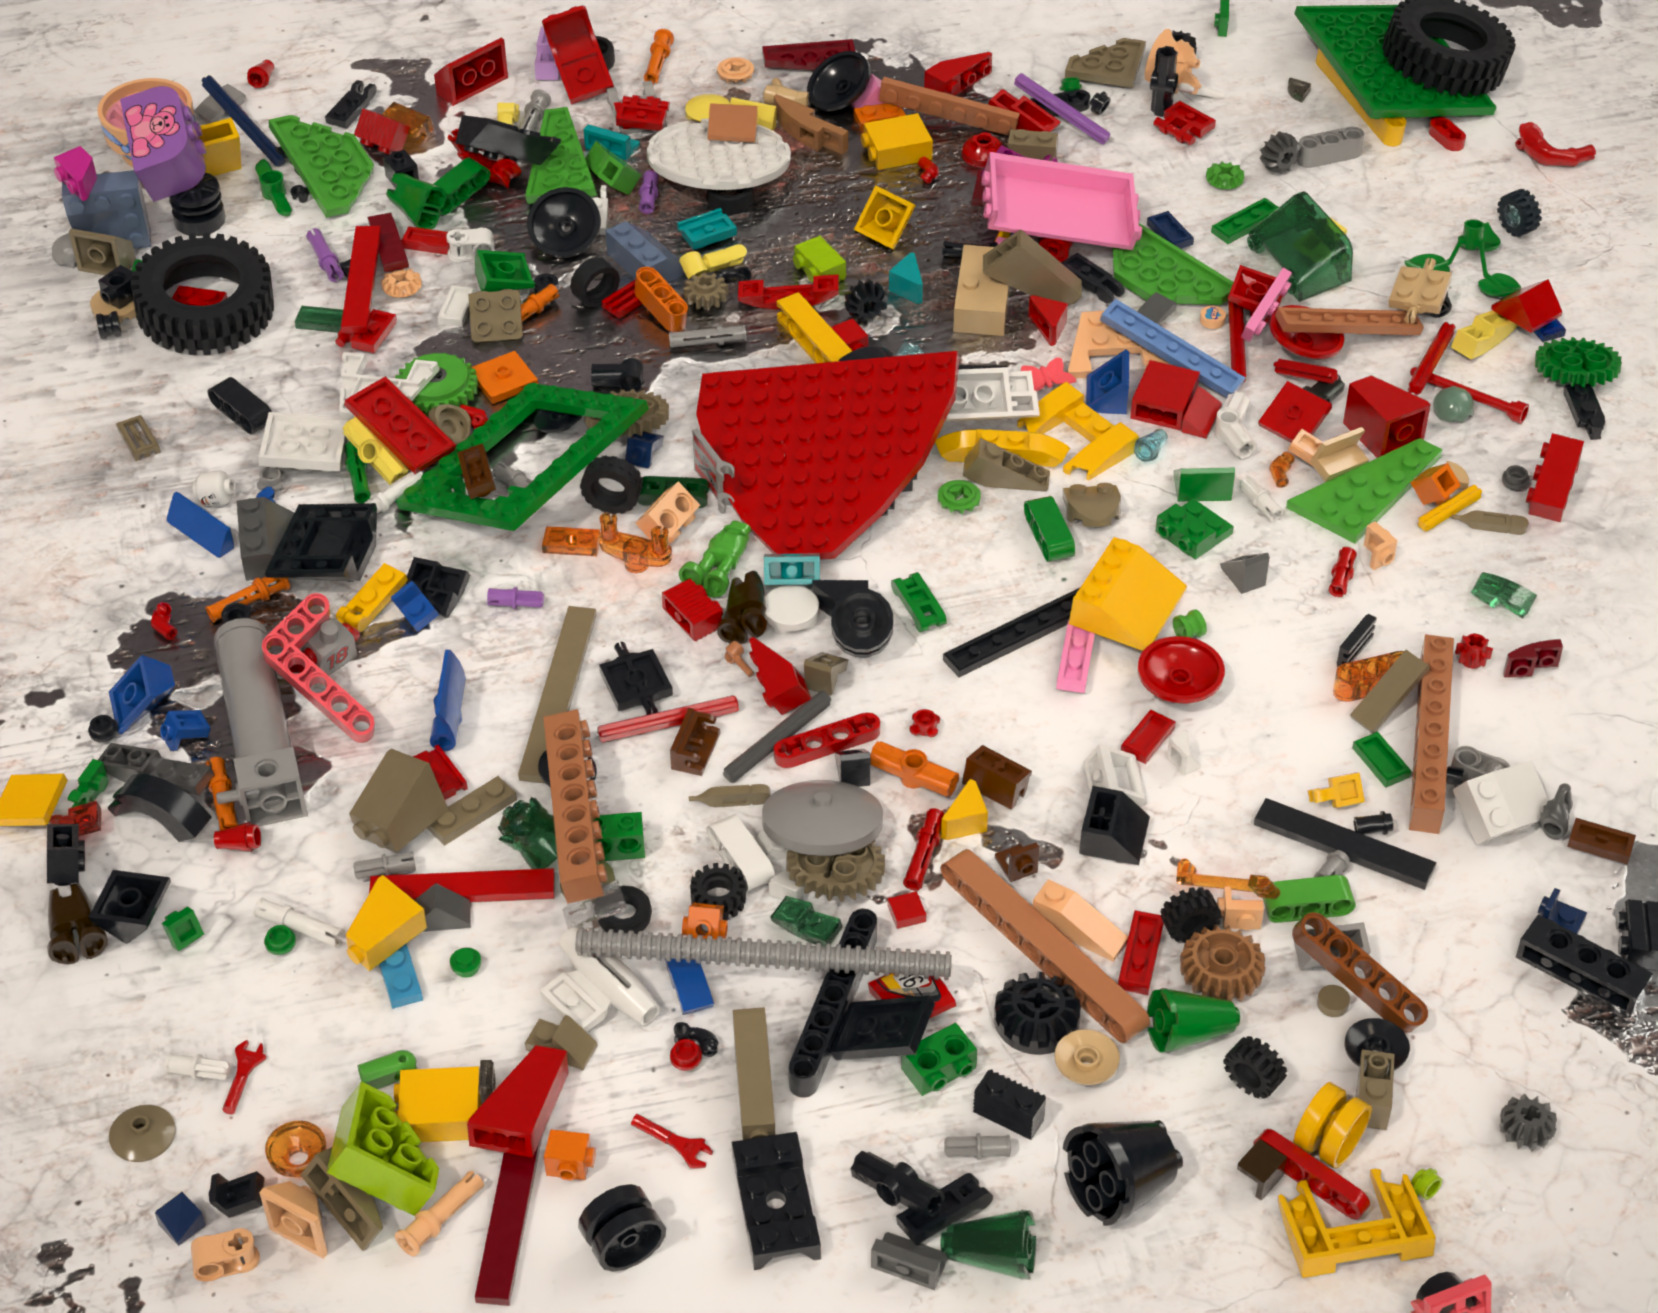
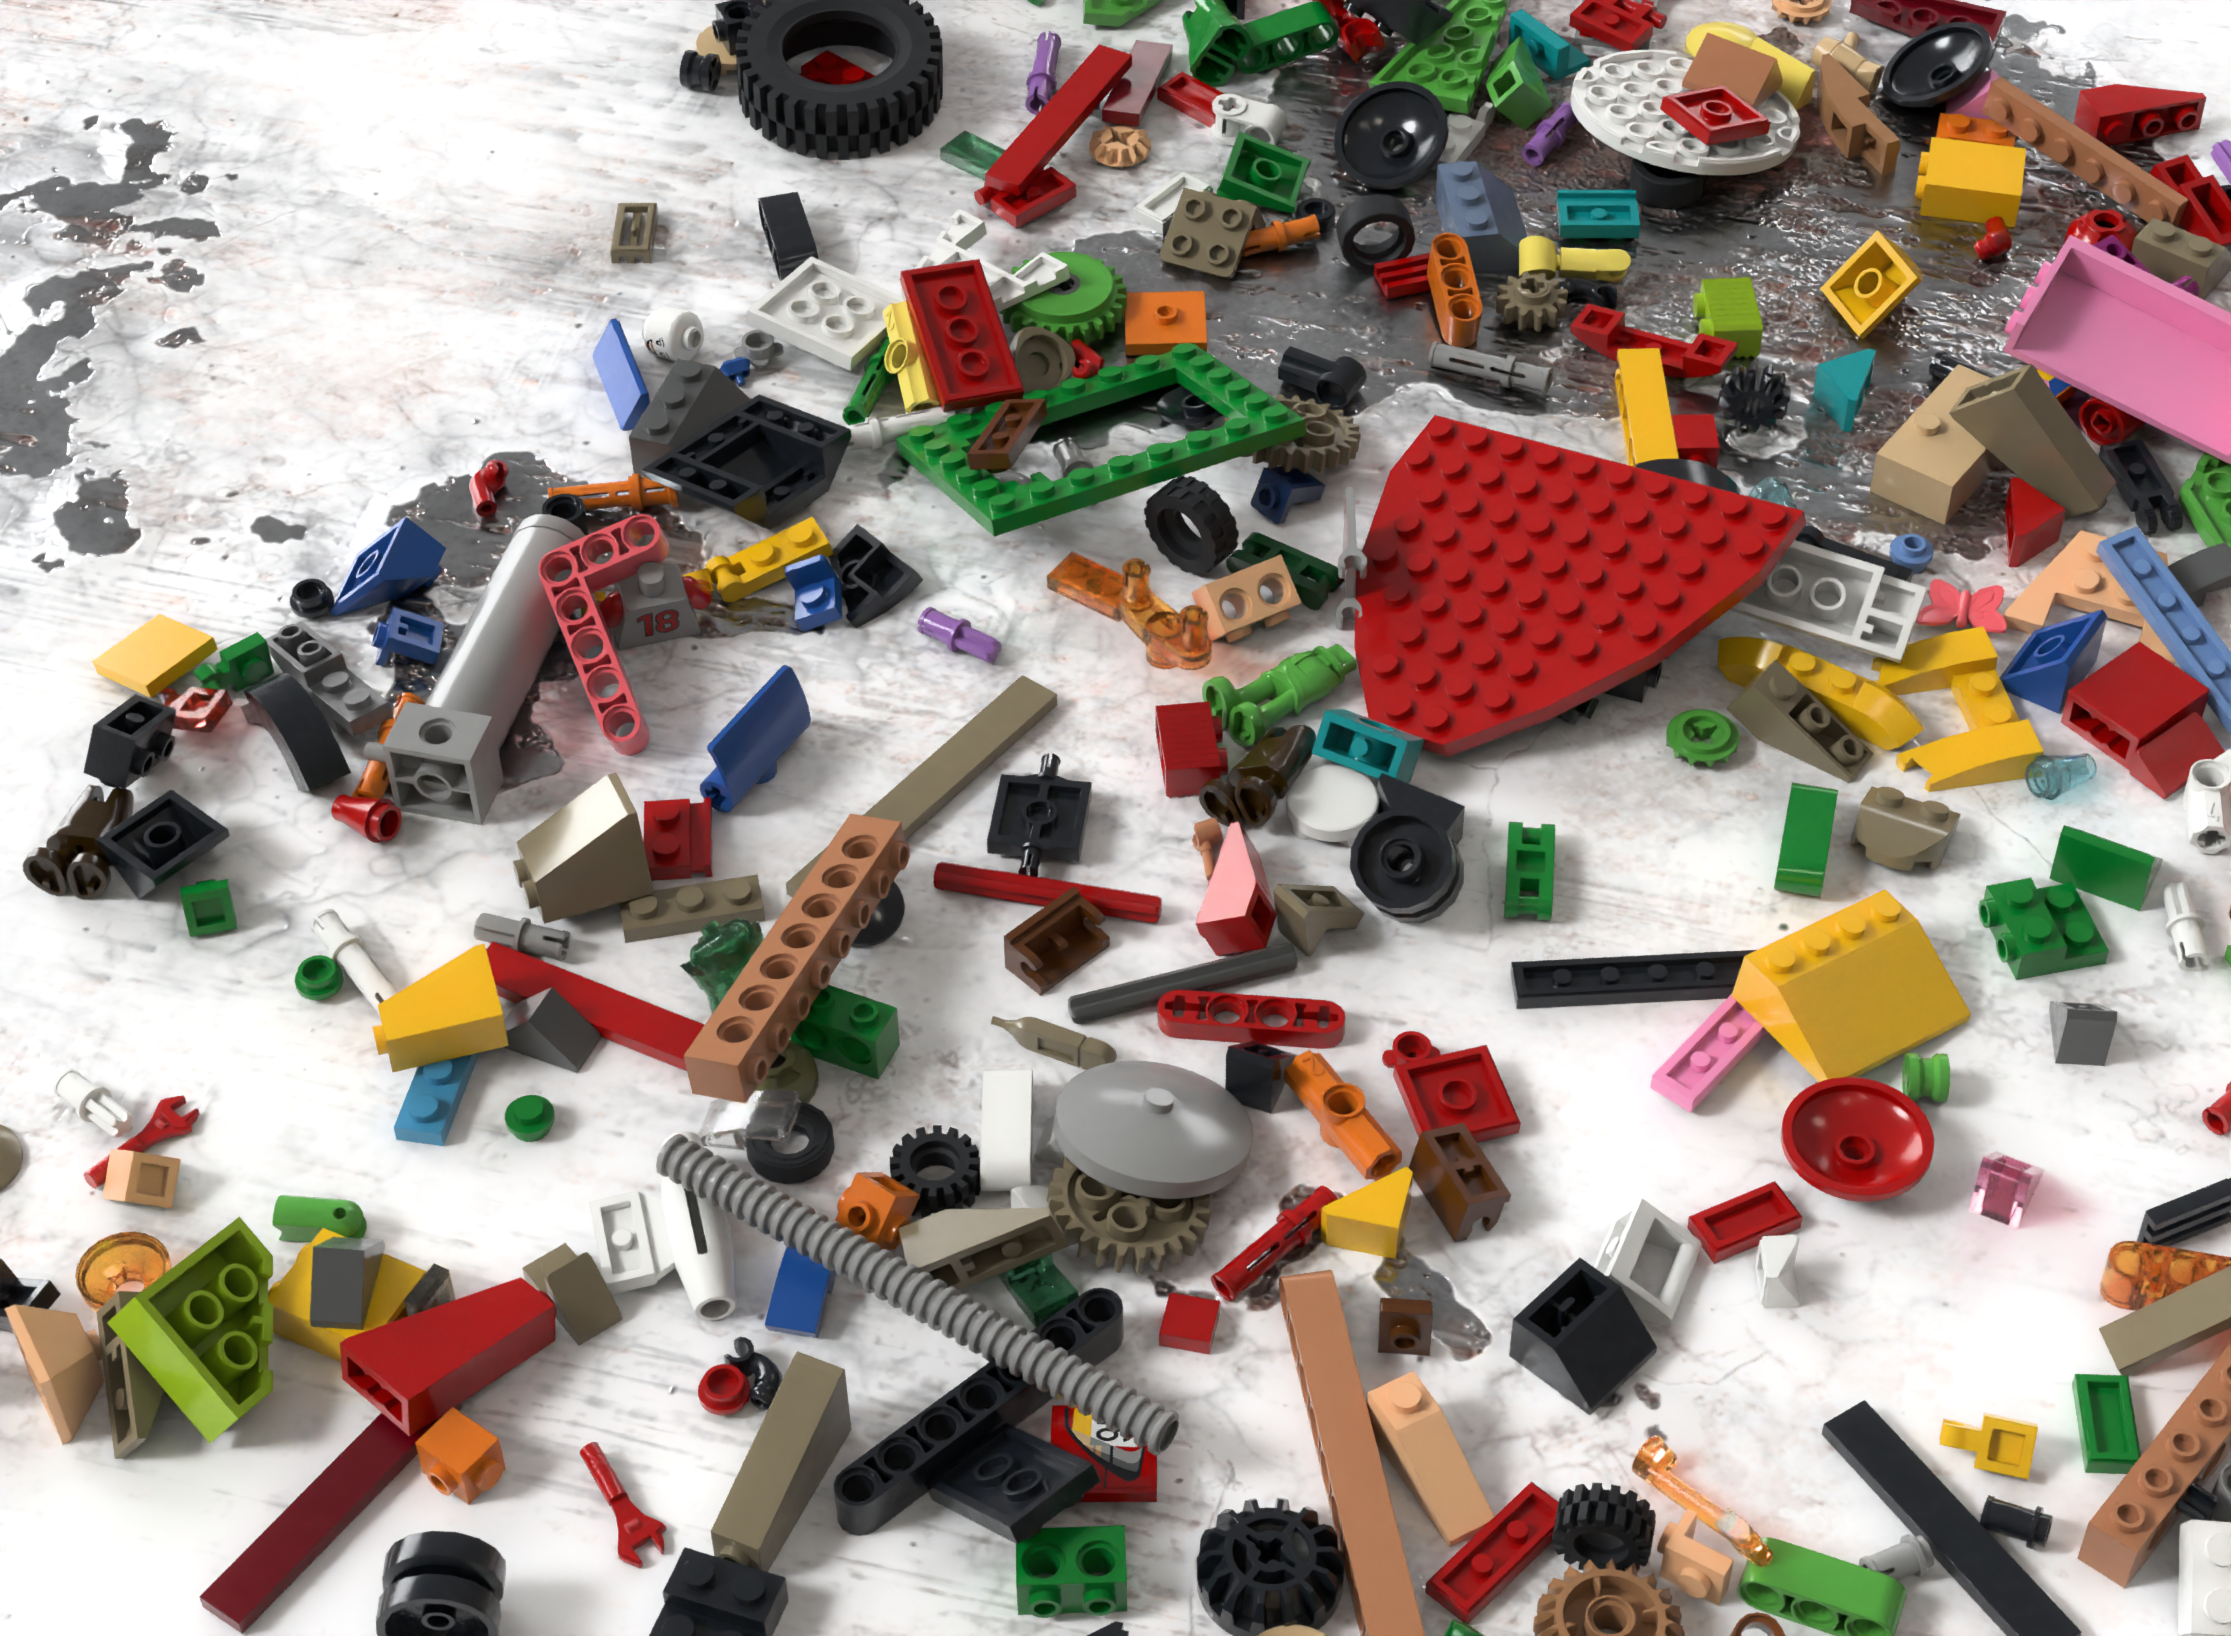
camera: 30 degrees right, 0 degrees up
(261, 1094) = (141, 1178): none -> light nougat panel
(429, 1222) = (217, 1461): light nougat pin -> none
(441, 1091) = (343, 1281): none -> dark grey slope
(743, 149) = (1715, 115): none -> red plate
(776, 914) = (979, 1243): none -> dark tan slope
(962, 733) = (1456, 1091): none -> red plate
(999, 356) = (1911, 552): none -> medium blue plate
(1263, 665) = (2004, 1188): none -> clear pink slope

